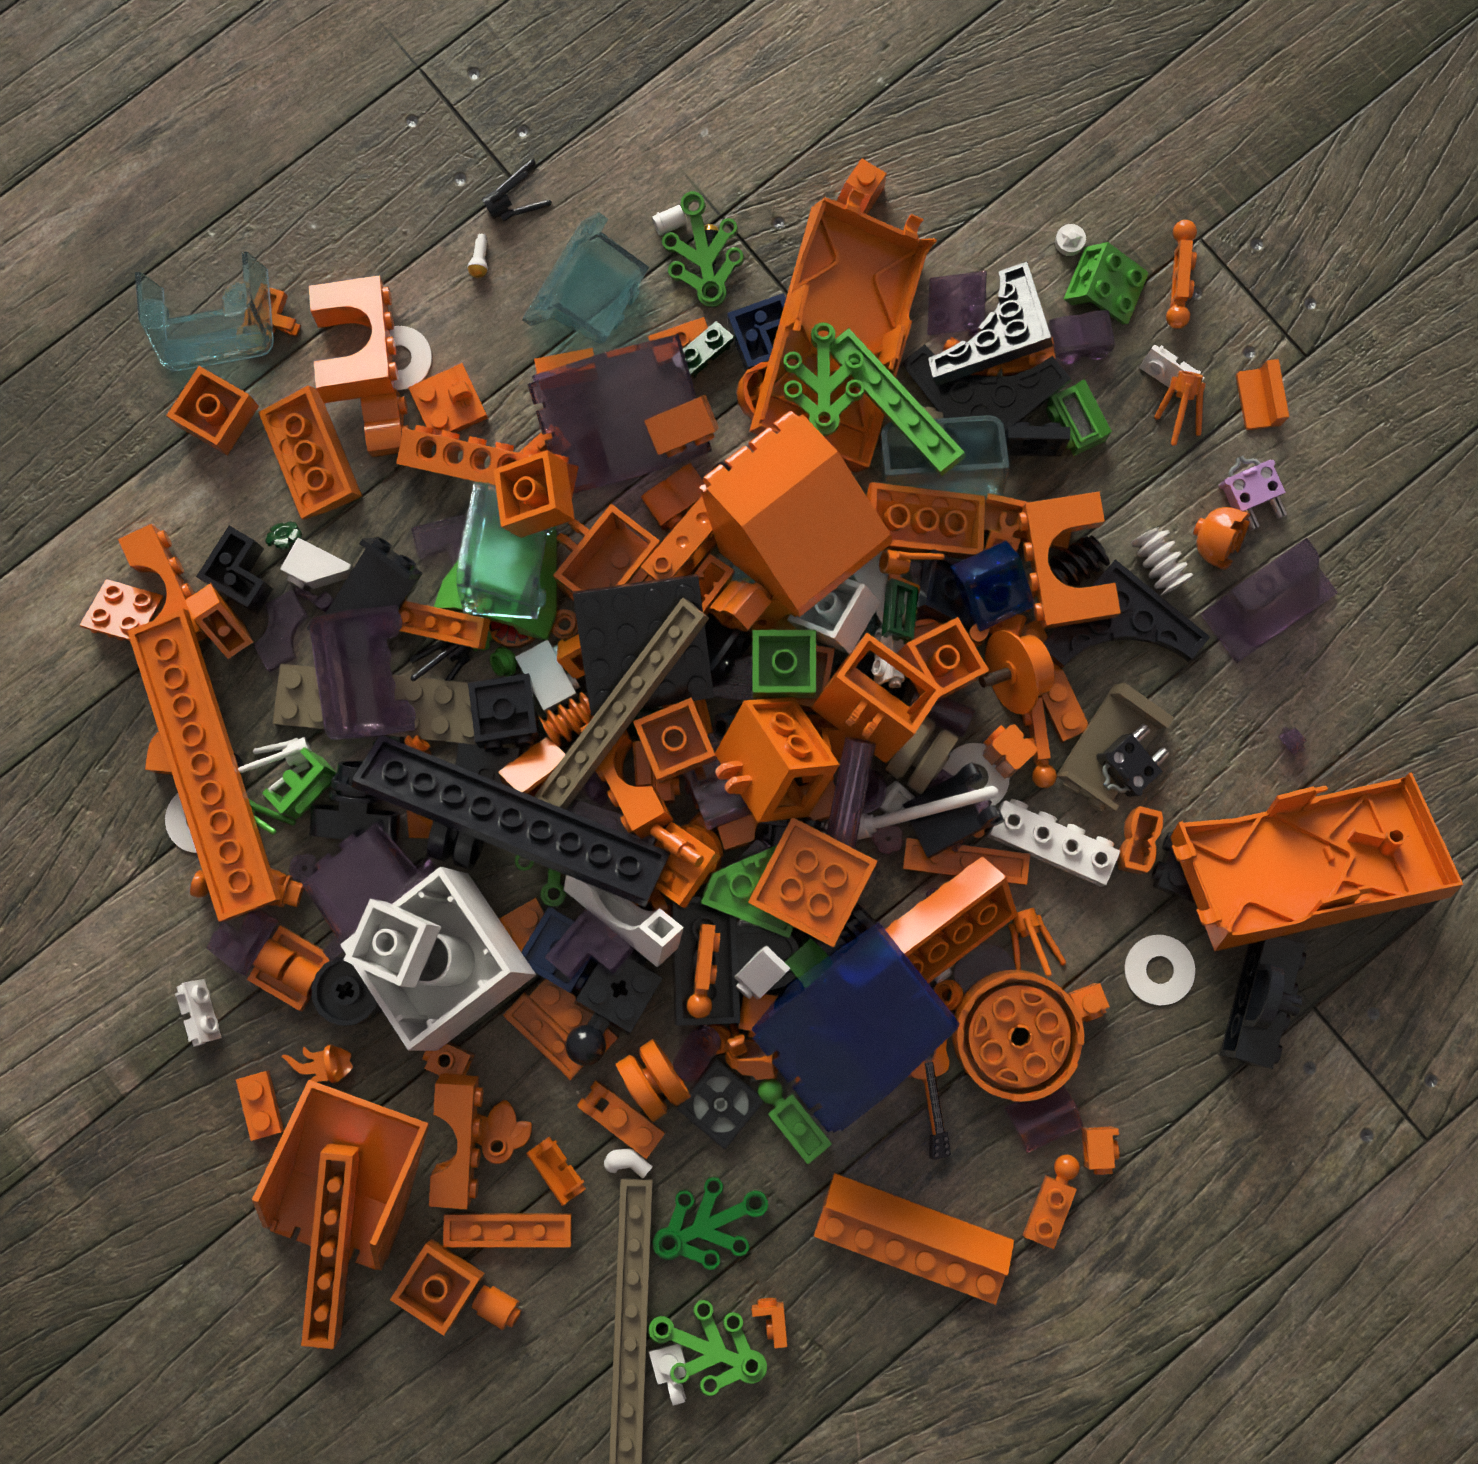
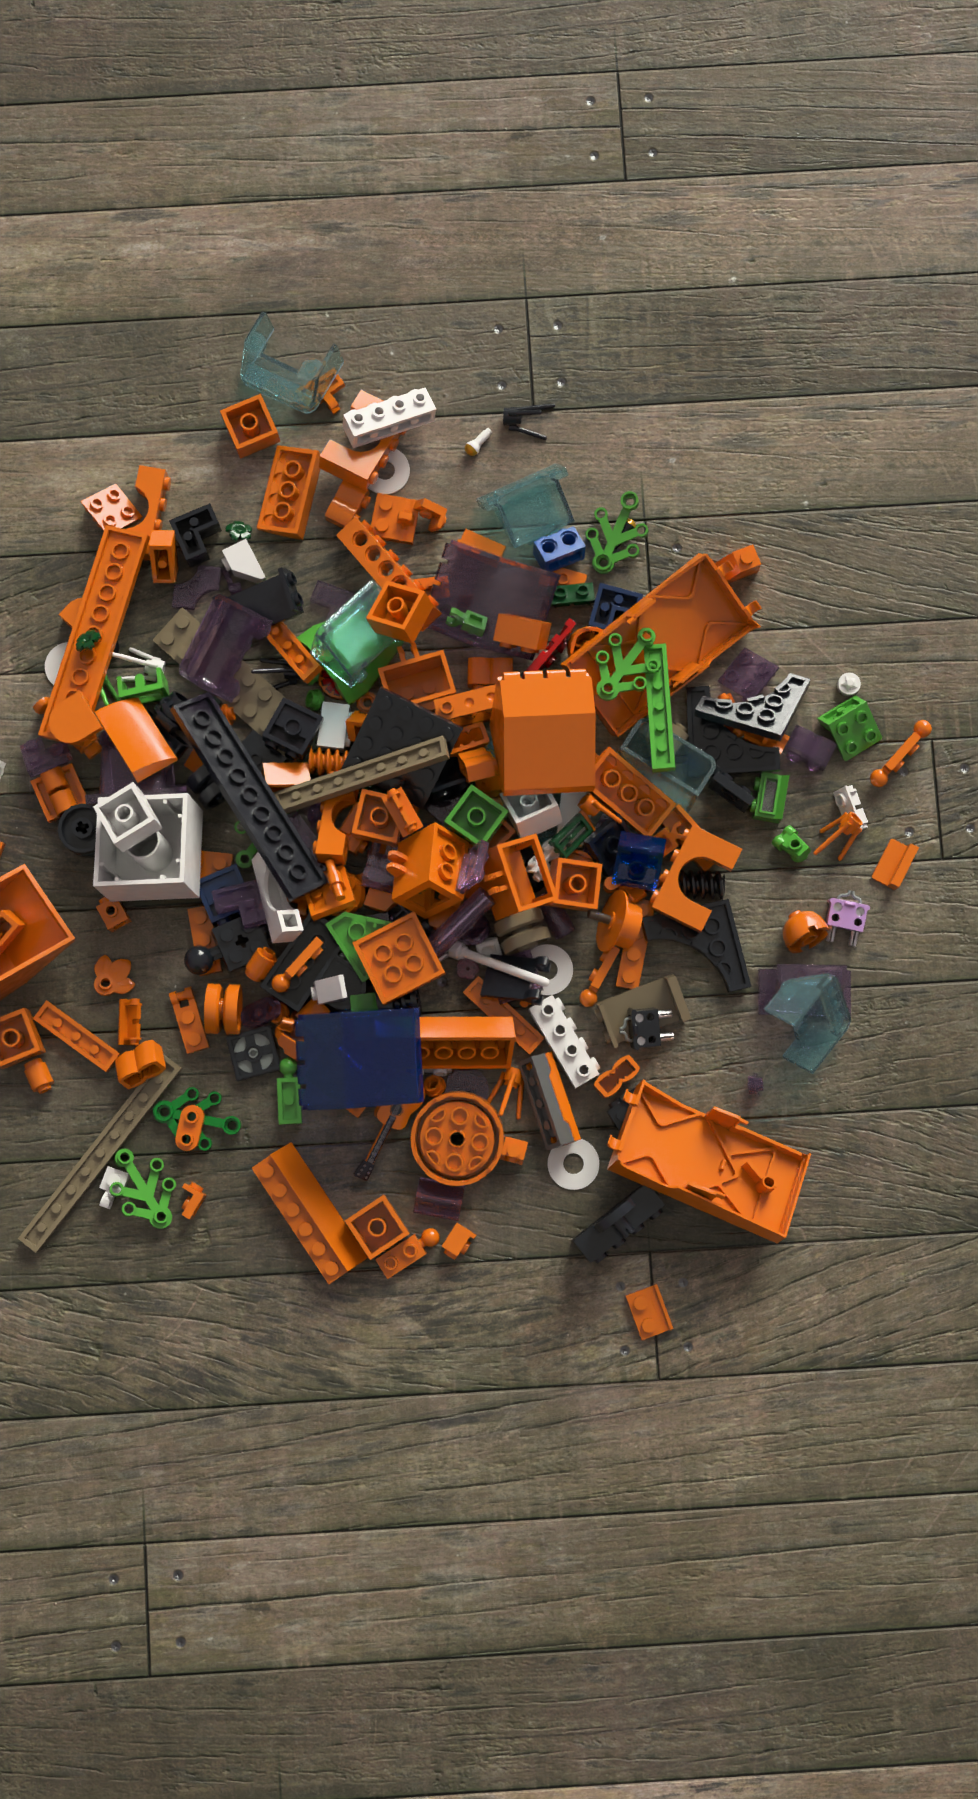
camera: 30 degrees right, 0 degrees up
(198, 775) = (86, 640): none -> dark green plant
(248, 876) = (73, 720): none -> orange tile
(329, 1064) = (42, 865): orange piece -> none
(334, 845) = (136, 737): none -> orange slope
(362, 292) = (389, 417): none -> white brick
(457, 1103) = (99, 939): orange arch -> none
(485, 364) = (431, 511): none -> orange bracket
(542, 1033) = (179, 936): orange tile -> none
(603, 1211) = (140, 1064): none -> orange brick
(616, 454) = (470, 621): none -> bright green plate
(625, 1159) = (176, 1045): white arm -> none
(654, 309) = (560, 553): none -> blue brick
(660, 999) = (260, 964): none -> orange brick
(669, 220) = (609, 500): white piece -> none
(697, 715) = (402, 811): none -> orange hinge
(711, 1242) = (190, 1128): none -> orange plate
(729, 412) = (557, 644): none -> red wing
(823, 720) = (472, 866): none -> plate
(1002, 1200) = (377, 1227): none -> orange brick
(1008, 750) = (576, 966): orange brick -> none
(1087, 920) = (549, 1100): none -> dark grey piece
(1134, 452) = (792, 844): none -> bright green plate
(1161, 559) = (756, 919): white piece -> none
(1309, 619) = (817, 1014): none -> clear light blue windscreen
(1362, 1073) = (649, 1312): none -> orange plate

